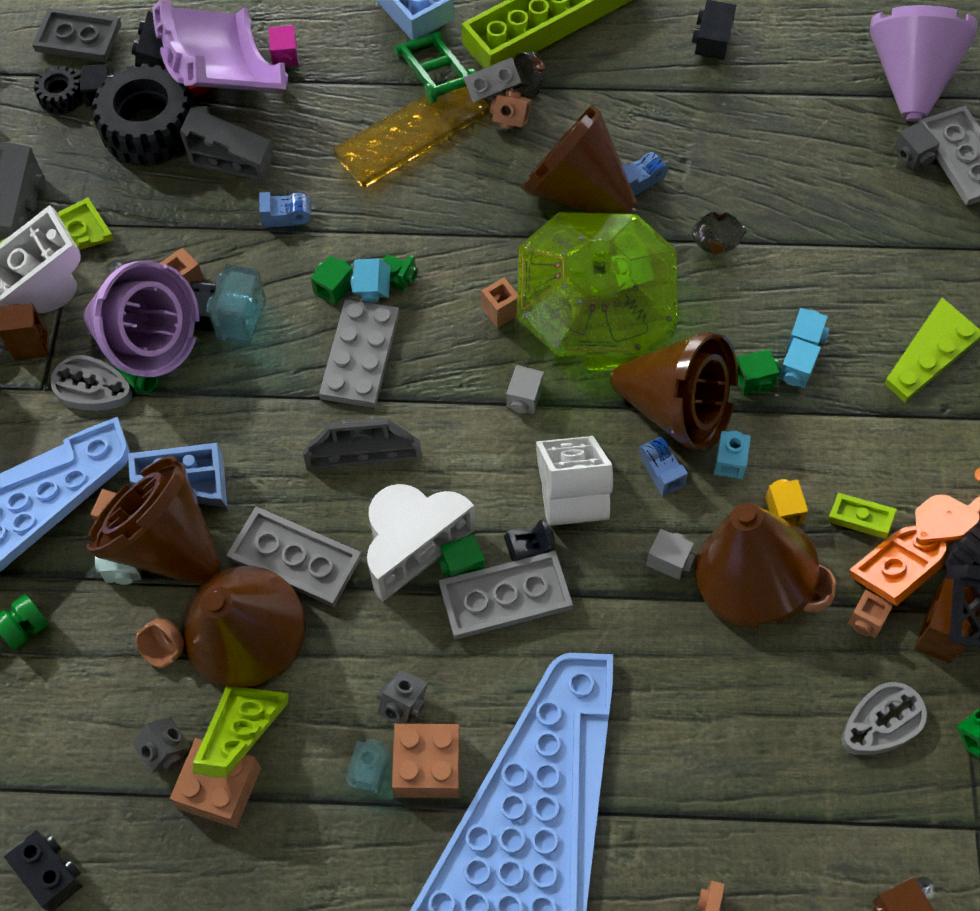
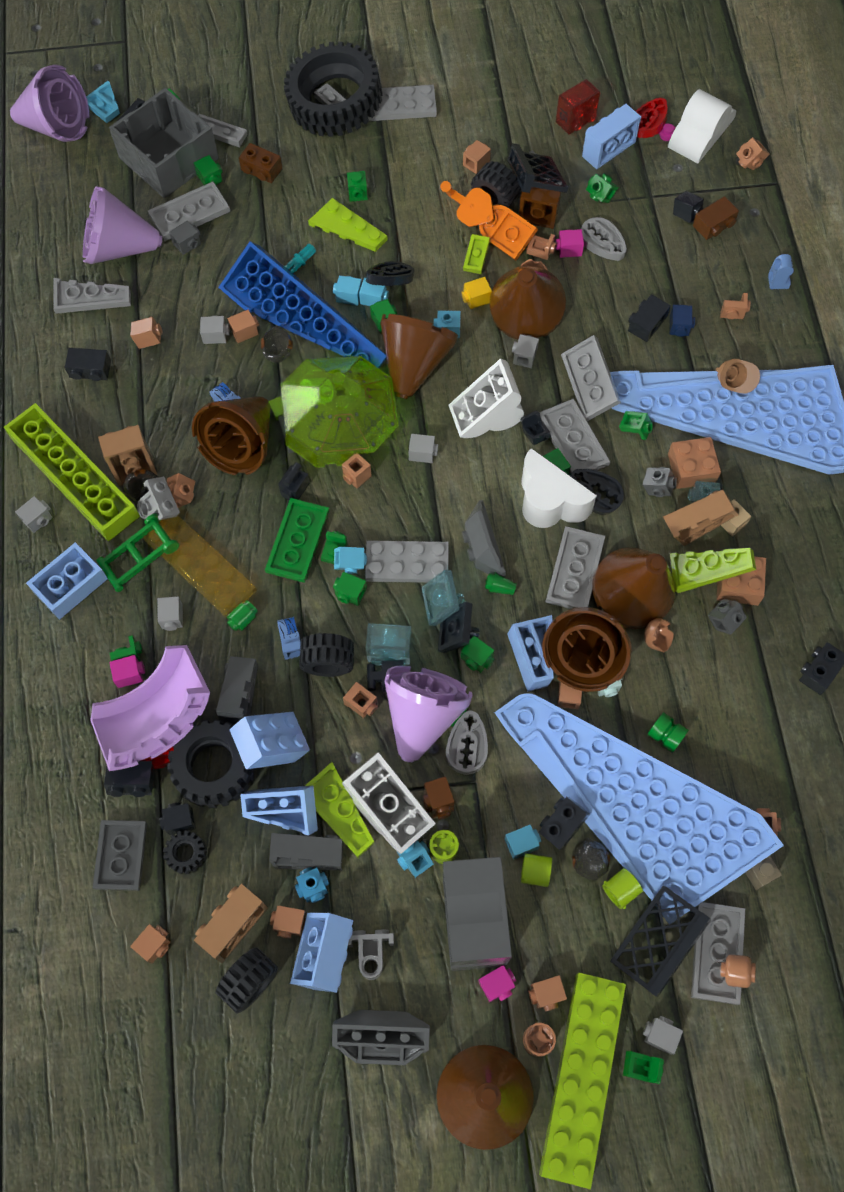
camera: 100 degrees left, 5 degrees up
(69, 175) = (284, 807): none -> light blue wedge
(146, 162) = (269, 740): none -> light blue brick
(201, 410) = (477, 655): none -> green brick
(239, 232) = (326, 654): none -> black tyre
(239, 387) = (457, 629): none -> black tile
(287, 377) = (441, 597): none -> clear light blue tile
(292, 456) = (498, 584): none -> green cone
(310, 56) = (123, 652): none -> green bracket
(318, 732) = (700, 517): none -> medium nougat wedge
(322, 798) = (738, 522): none -> tan brick
(326, 163) = (242, 616): none -> green brick
(348, 93) = (170, 613): none -> light grey brick
(394, 600) = (605, 483): none -> black piece
(418, 231) = (297, 540): none -> green plate
(498, 232) = (294, 482): none -> black brick
(513, 692) = (636, 423): none -> green bracket
(562, 50) = (126, 452): none -> medium nougat brick
(563, 859) = (738, 375): none -> medium nougat piece
(603, 635) = (590, 378): none -> light grey plate
(663, 466) = (464, 361): medium blue leg -> none
(698, 807) = (681, 320): none -> dark blue brick
(707, 751) = (648, 317): none -> black brick
(756, 90) = (146, 332): none -> nougat brick
(756, 166) = (214, 329): none -> light grey brick
(758, 200) = (243, 326): none -> nougat brick
(810, 247) = (277, 295): none -> blue wedge
(812, 375) = (390, 274): none -> black piece
(827, 36) = (82, 297): none -> light grey wing
(870, 279) = (300, 258): none -> teal axle
(874, 660) = (570, 243): none -> dark pink brick
(940, 875) = (687, 205): none -> black brick

